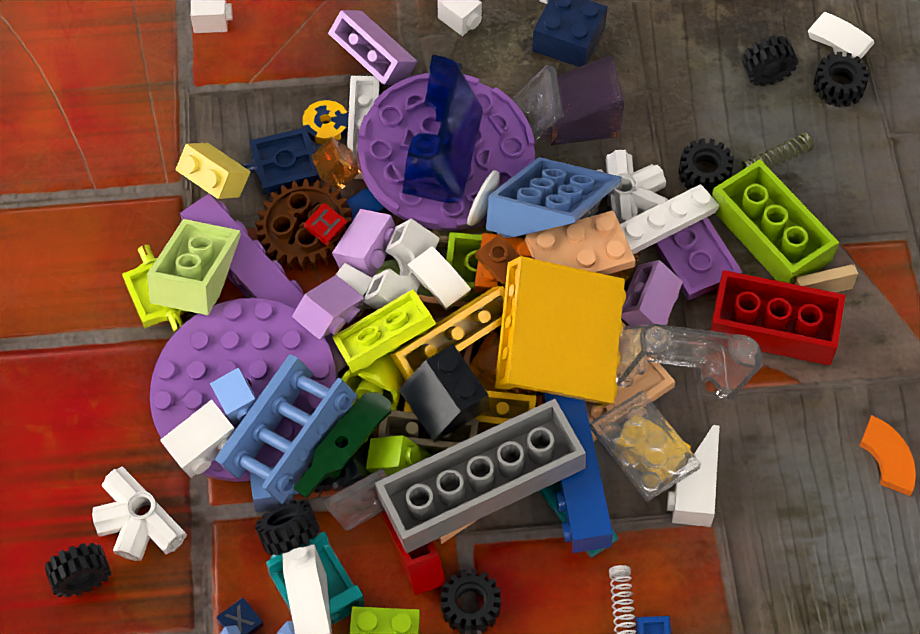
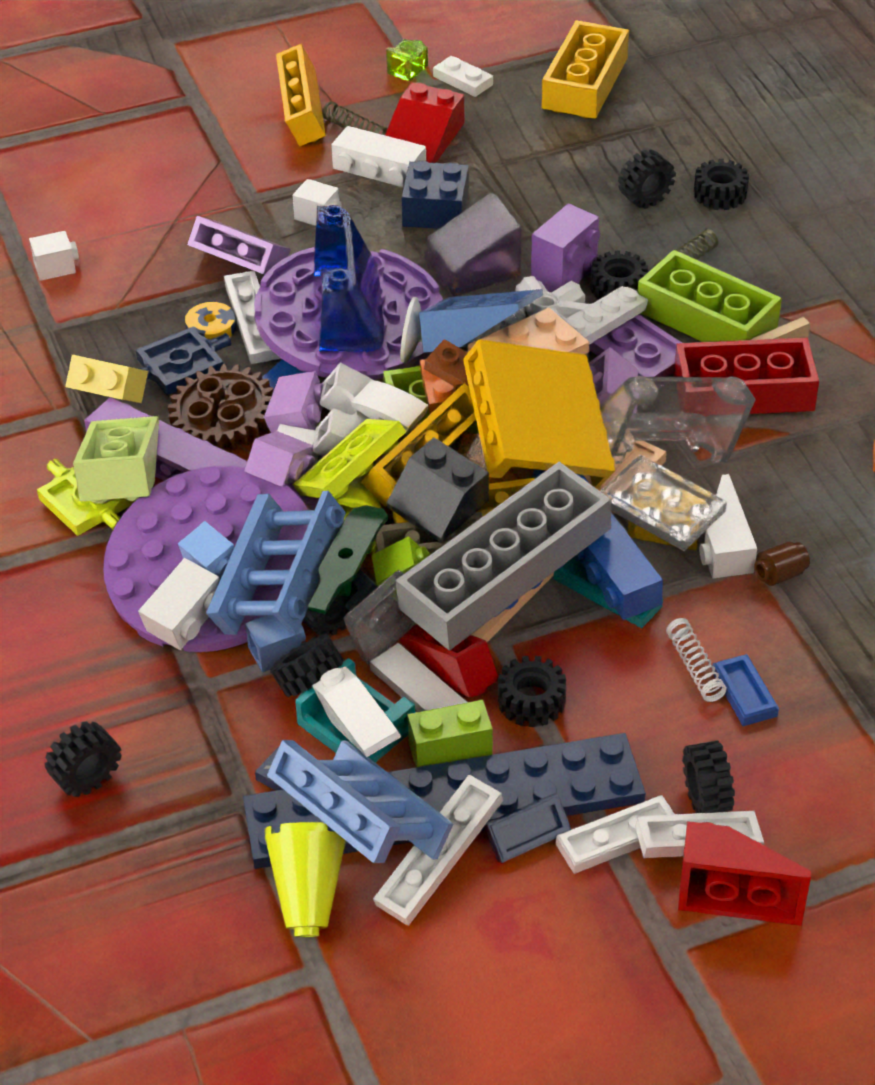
camera: 15 degrees left, 15 degrees down
(133, 528) = (133, 710): white piece -> none
(325, 224) = (247, 394): red tile -> none
(335, 163) = (238, 344): clear orange brick -> none
(379, 567) = (413, 680): none -> white tile
(540, 101) = (434, 249): clear tile -> none
(662, 128) = (565, 247): none -> medium lavender brick
(735, 528) = (781, 562): none -> reddish brown brick
(840, 36) = (704, 148): white slope -> none

